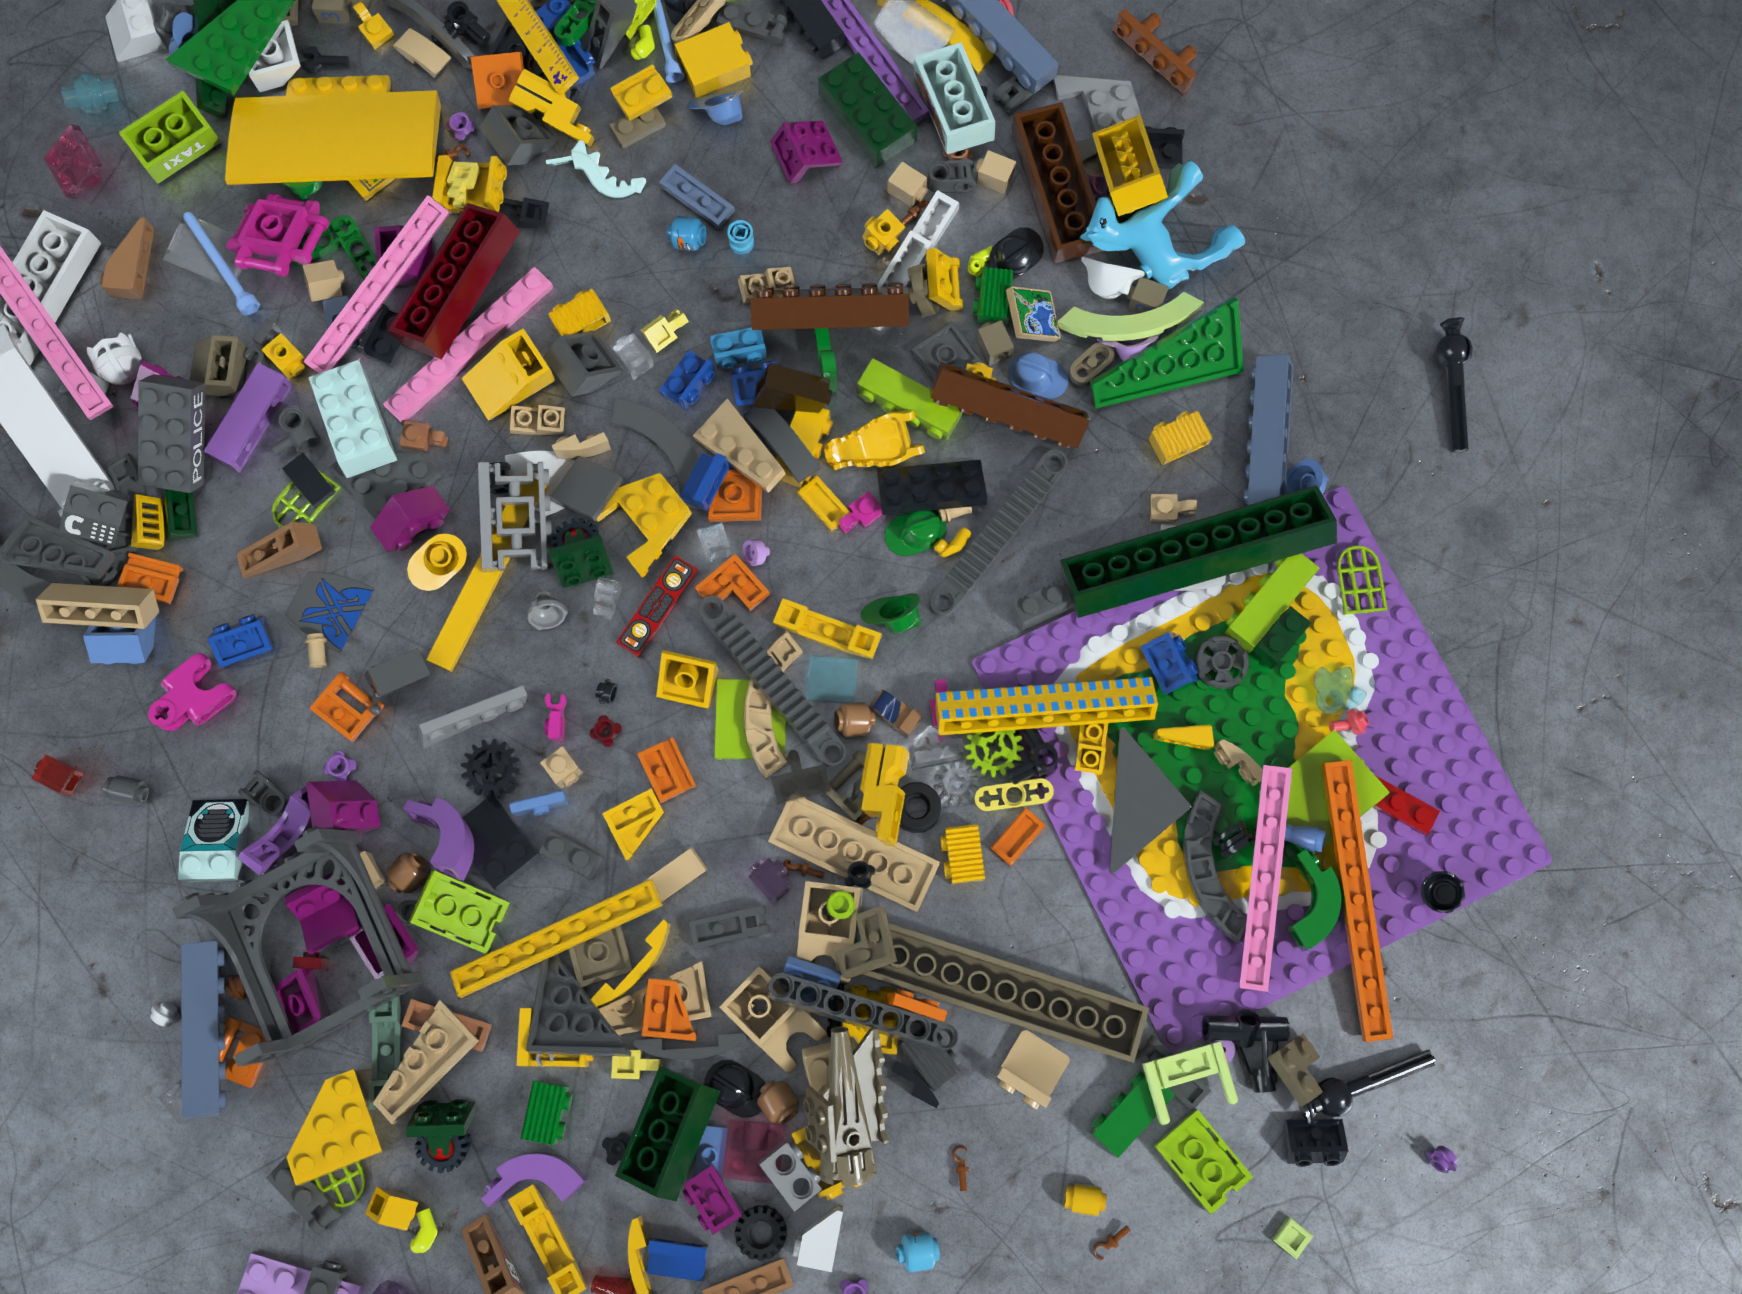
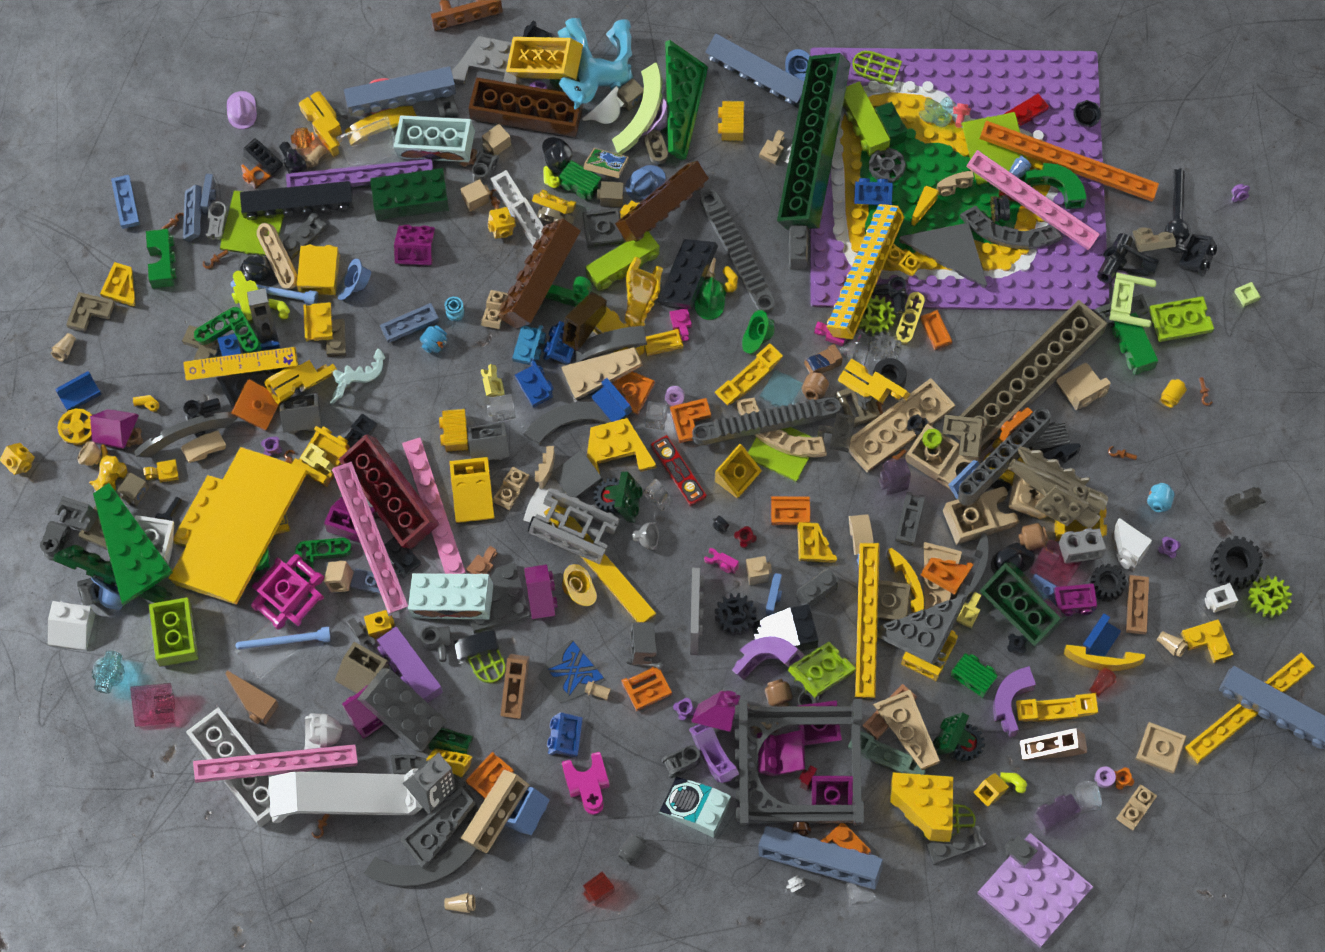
camera: 60 degrees left, 10 degrees down
(963, 854) = (932, 363): yellow brick -> none

